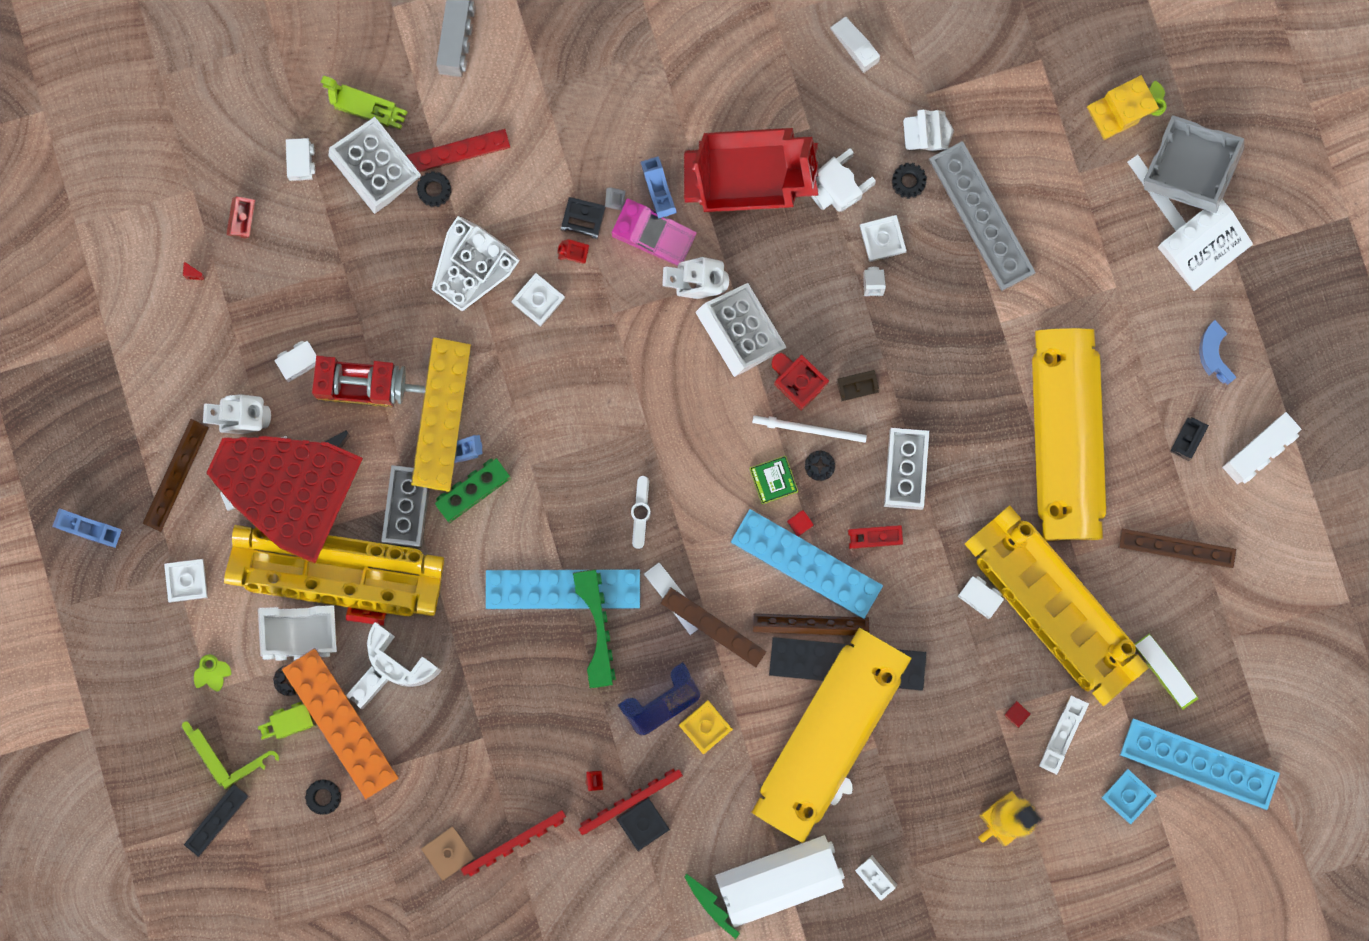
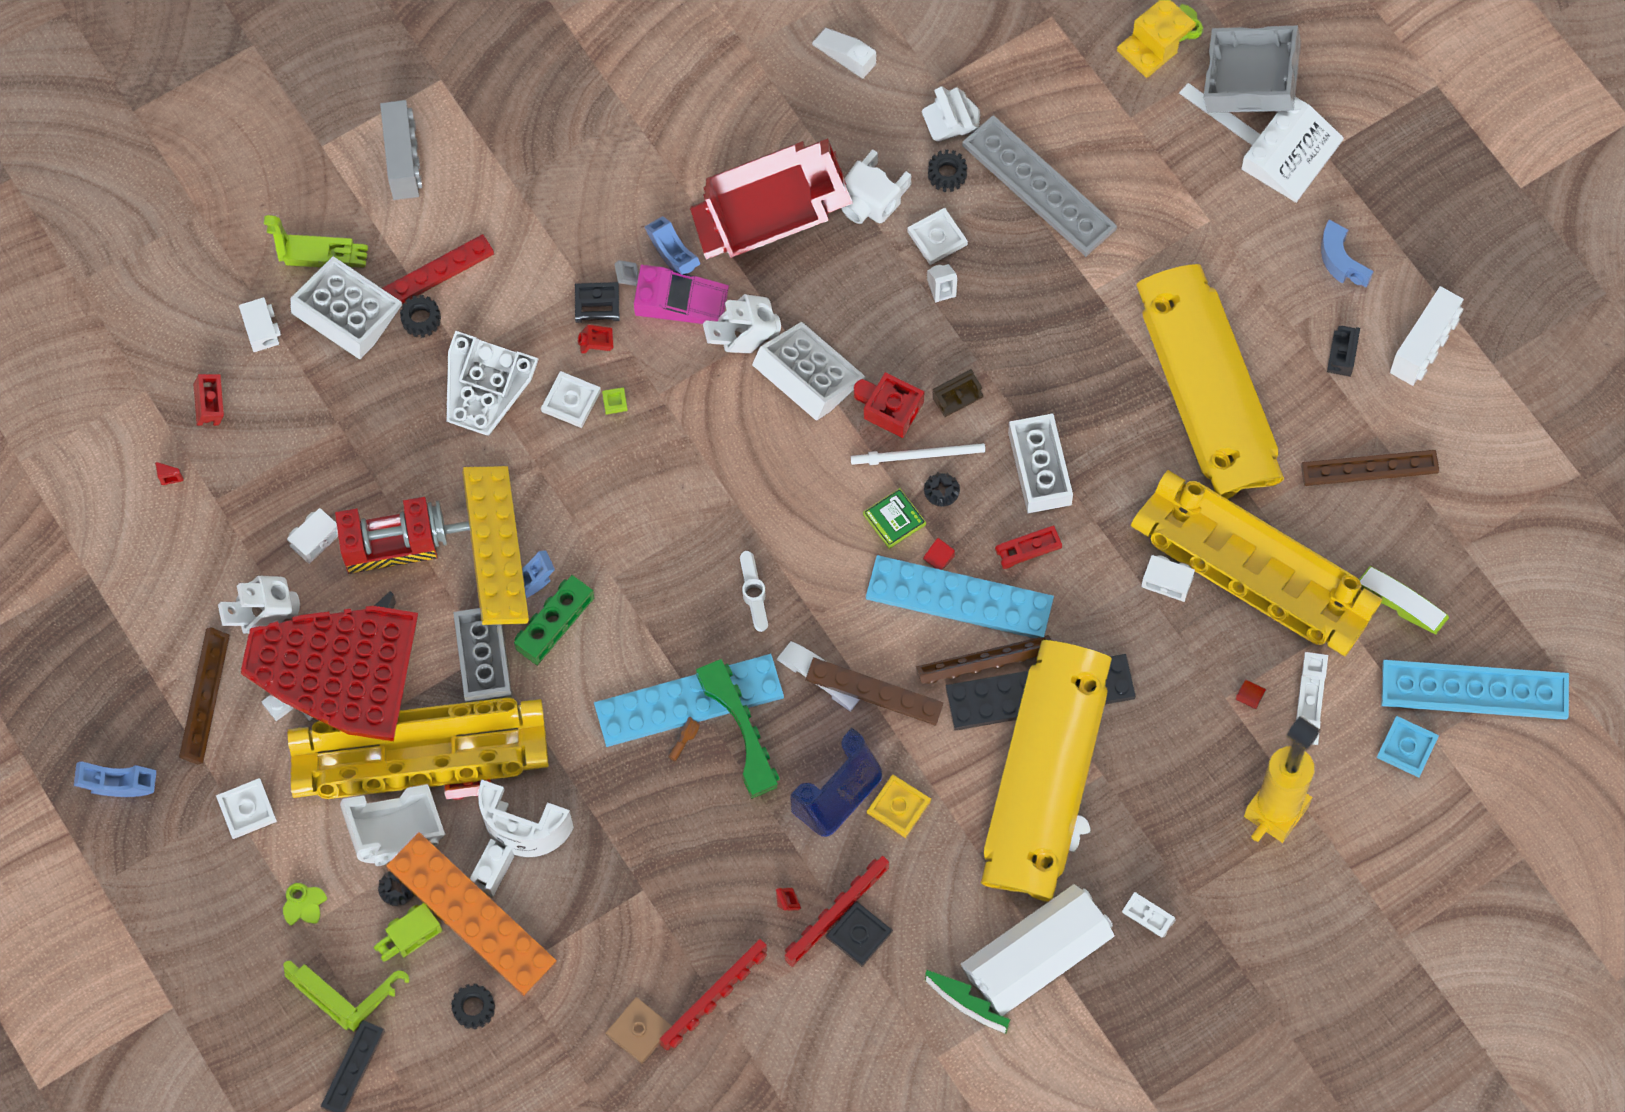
camera: 15 degrees left, 15 degrees down
(554, 617) = (687, 733): none -> dark orange piece
(573, 311) = (614, 401): none -> lime plate

